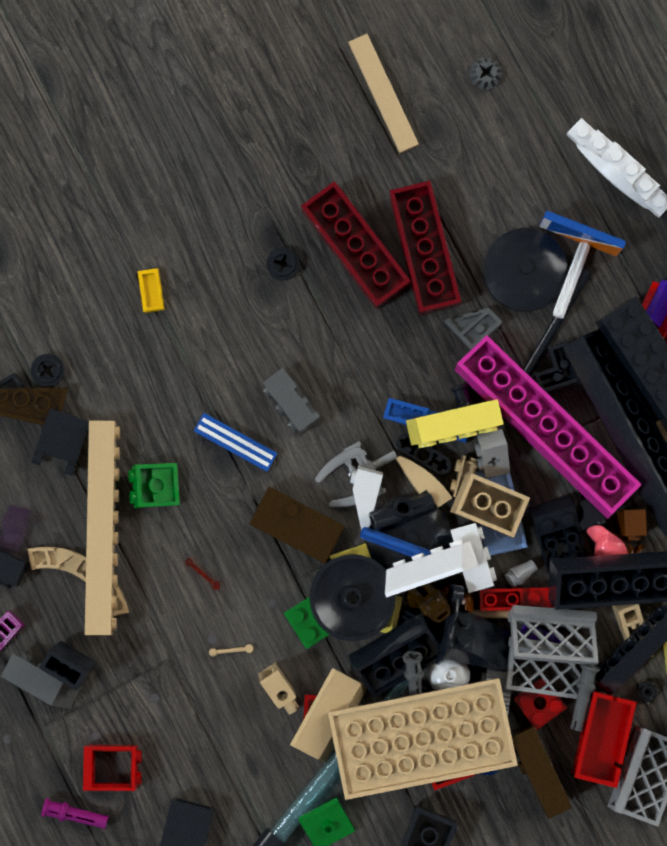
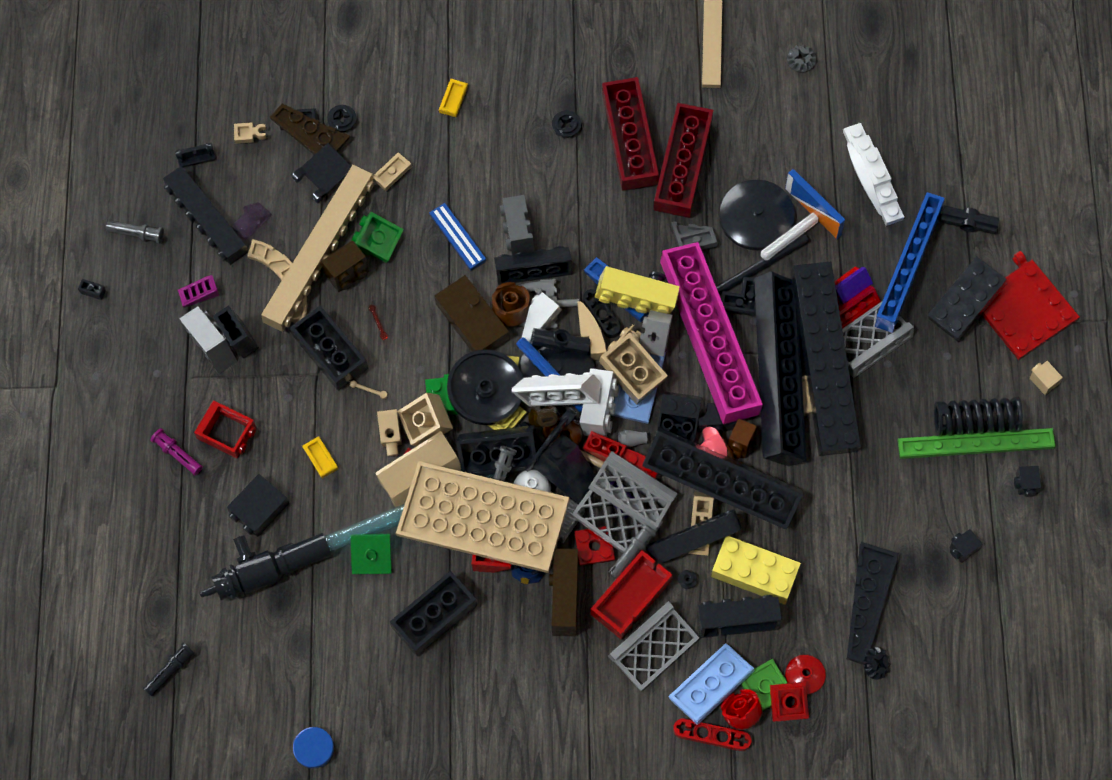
camera: 25 degrees right, 15 degrees down
(131, 405) = (392, 171): none -> tan plate
(141, 536) = (345, 266): none -> dark brown brick
(170, 630) = (329, 347): none -> black brick
(221, 746) = (320, 457): none -> yellow tile
(309, 661) = (424, 418): none -> tan brick
(330, 437) = (533, 265): none -> black slope
(330, 482) = (511, 303): none -> reddish brown brick

